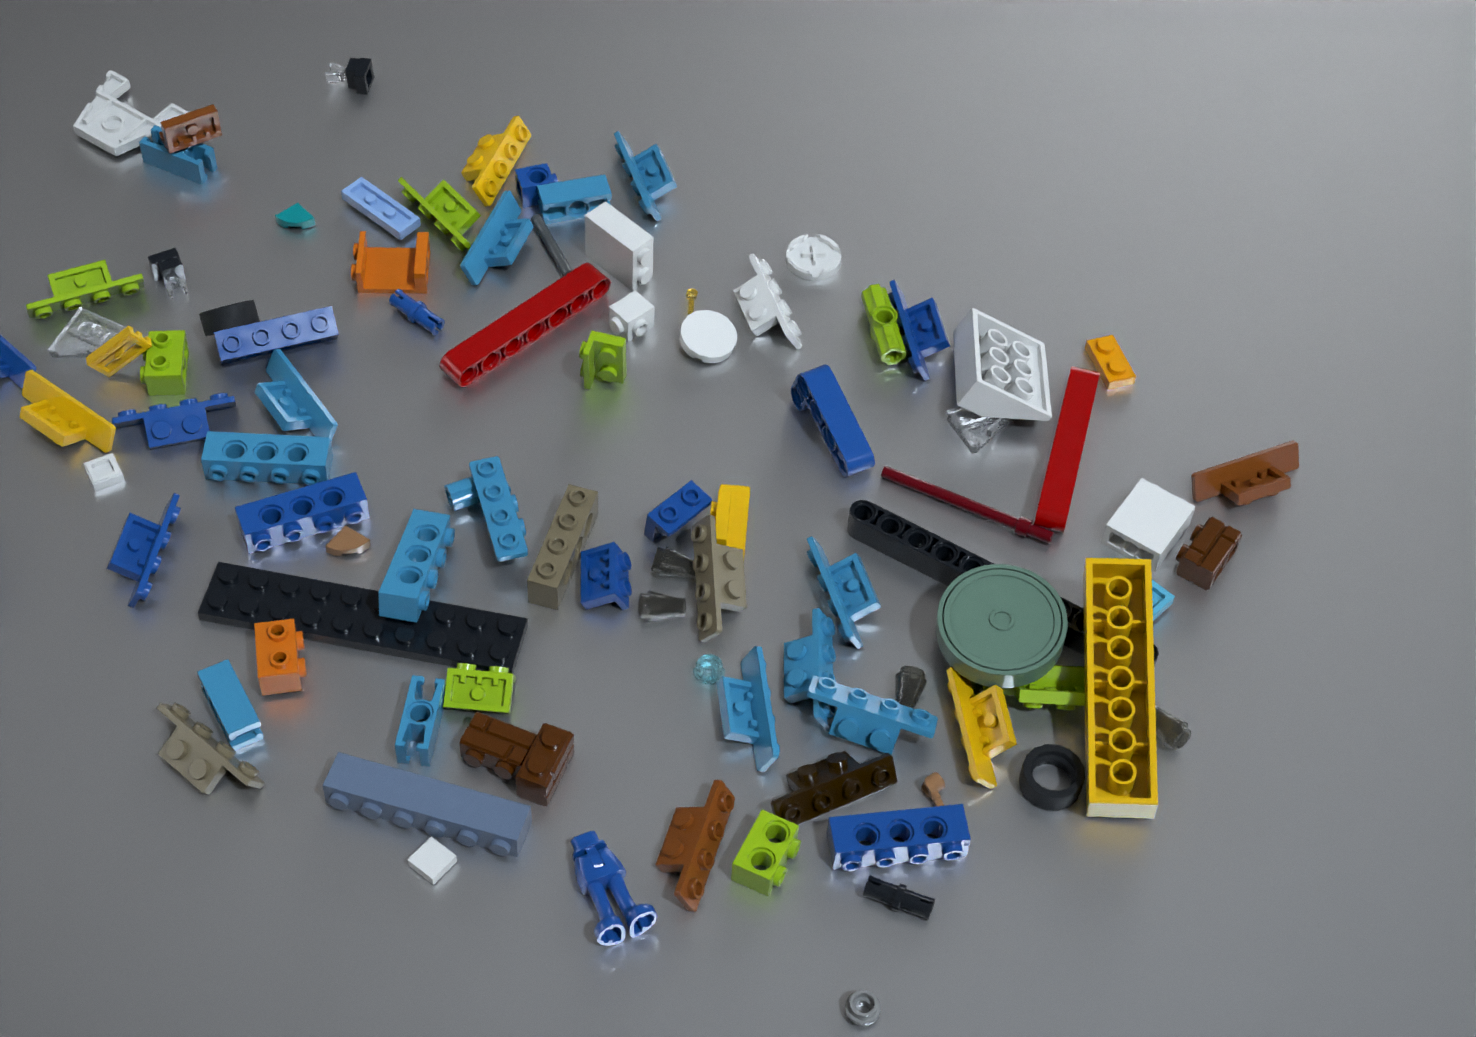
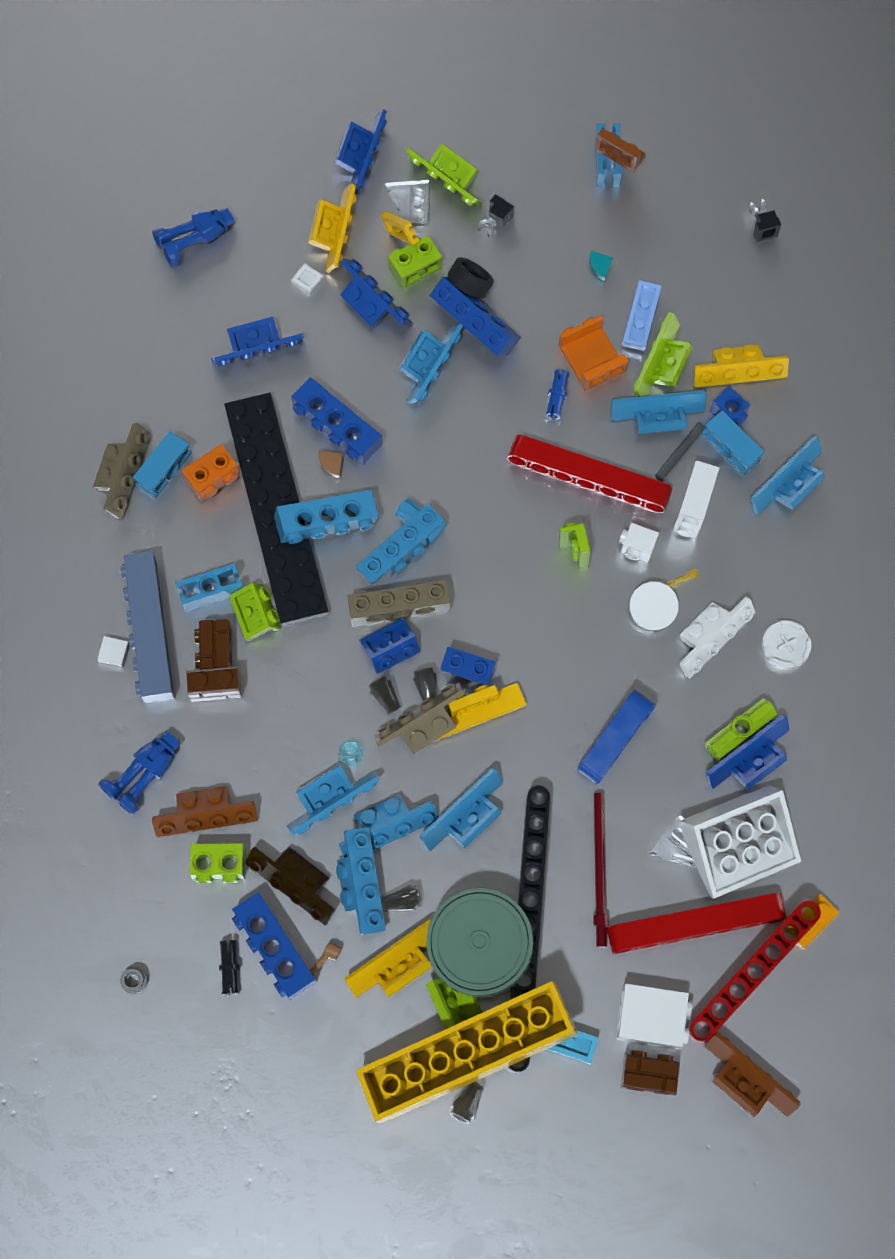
camera: 65 degrees right, 20 degrees up
(114, 124) = (612, 98): white wing -> none
(266, 458) = (358, 340): dark azure brick -> none
(1057, 756) = (379, 1013): black tyre -> none
(1143, 405) = (764, 962): none -> red beam

